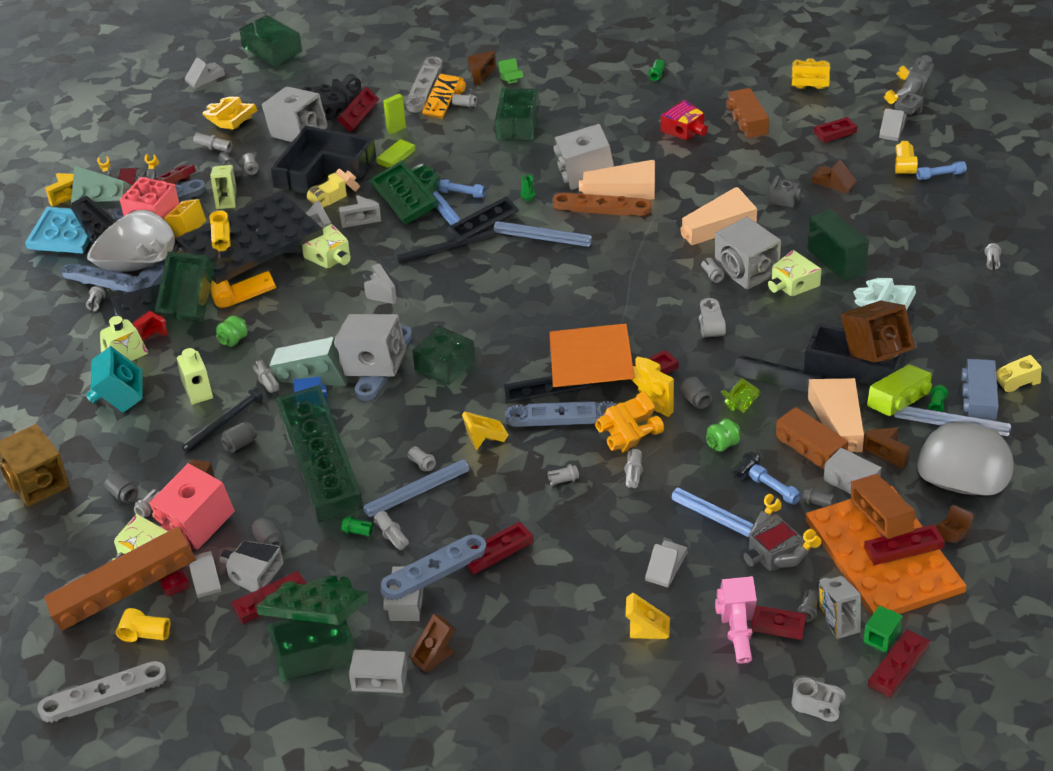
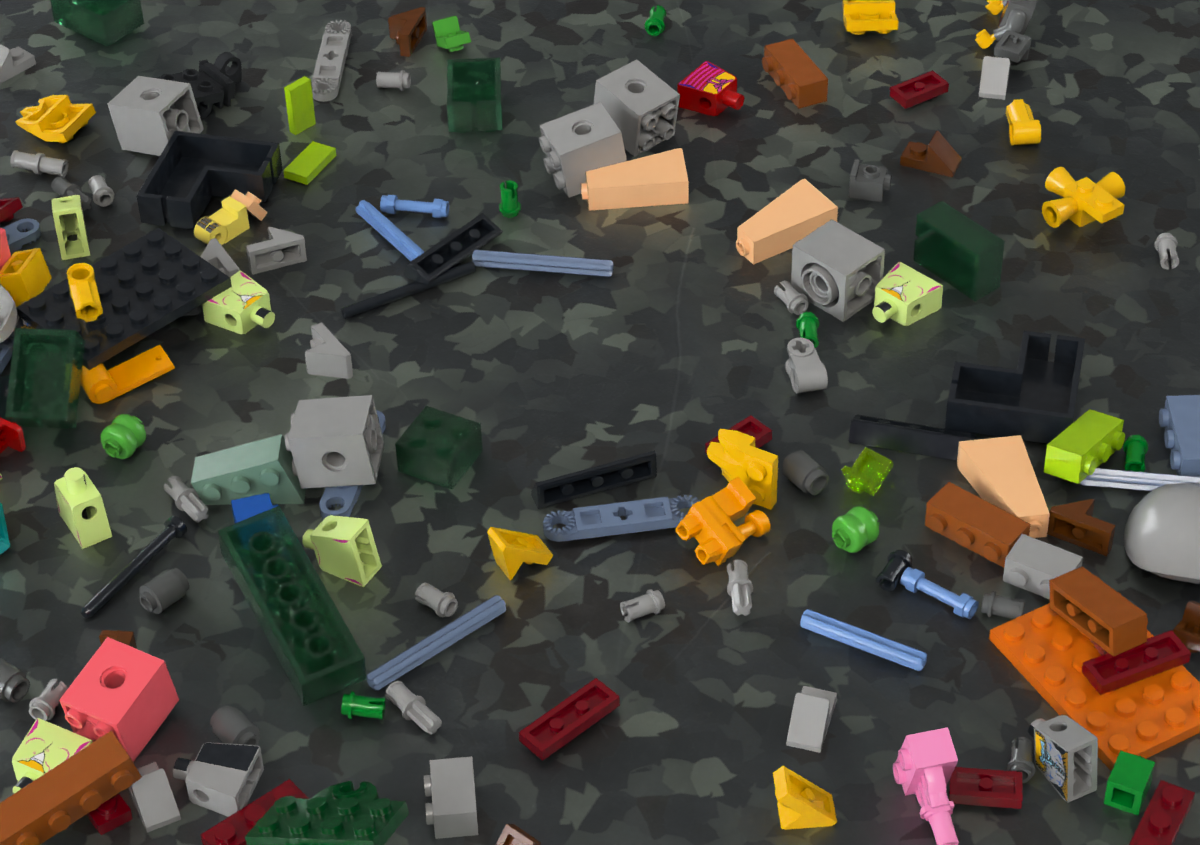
camera: 10 degrees left, 0 degrees up
(358, 109) = (242, 102): dark red plate -> none
(365, 418) = (345, 548): none -> yellowish green torso
(407, 190) = (338, 213): dark green plate -> none
(420, 575) = (473, 769): sand blue piece -> none
(442, 95) = (361, 73): light orange door -> none
(590, 355) = (648, 431): orange sticker -> none
(611, 204) = (632, 215): dark orange piece -> none
(628, 129) = (639, 105): none -> light grey brick
(720, 290) = (807, 325): none -> green pin
(776, 542) = (960, 675): torso -> none
(878, 331) = (1046, 367): reddish brown brick -> none
(884, 290) = (1032, 313): light aqua plate -> none
(925, 172) = (1093, 132): medium blue bar -> none
(937, 215) = (1083, 199): none -> yellow brick

